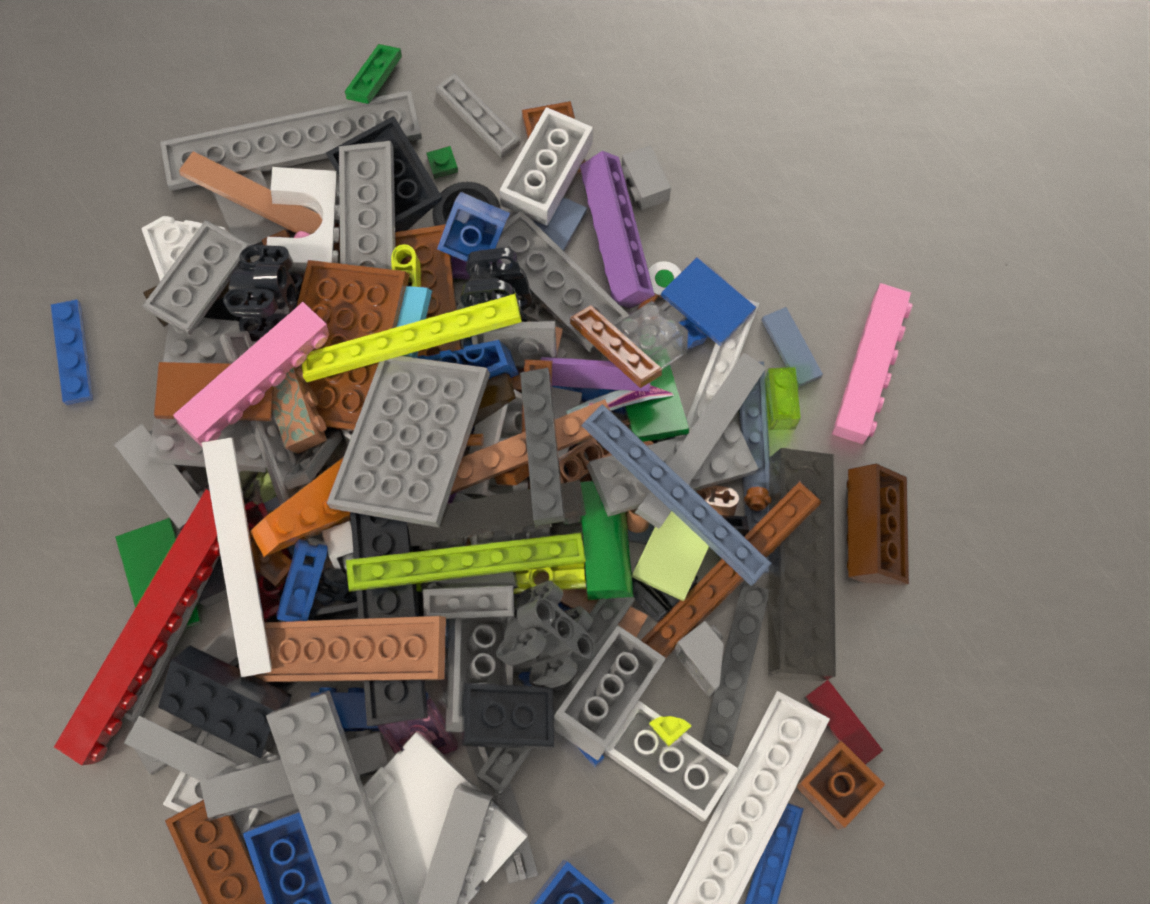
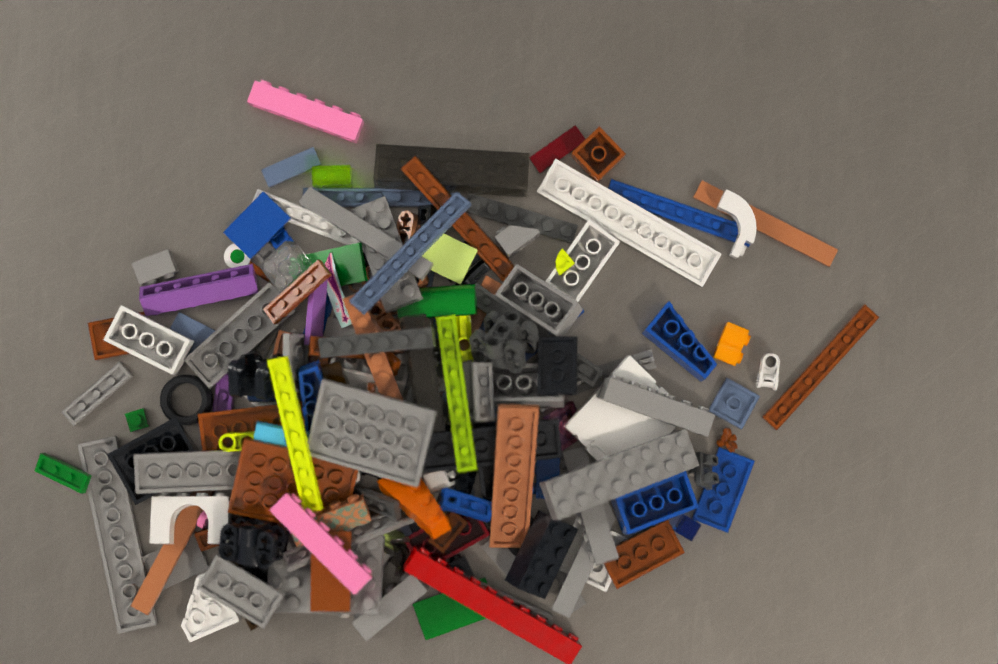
camera: 85 degrees left, 15 degrees up
(237, 557) = (449, 547): white tile -> none
(472, 227) = (204, 393): blue slope -> none
(757, 498) = (406, 197): dark orange plate -> none
(877, 525) = (424, 117): reddish brown slope -> none

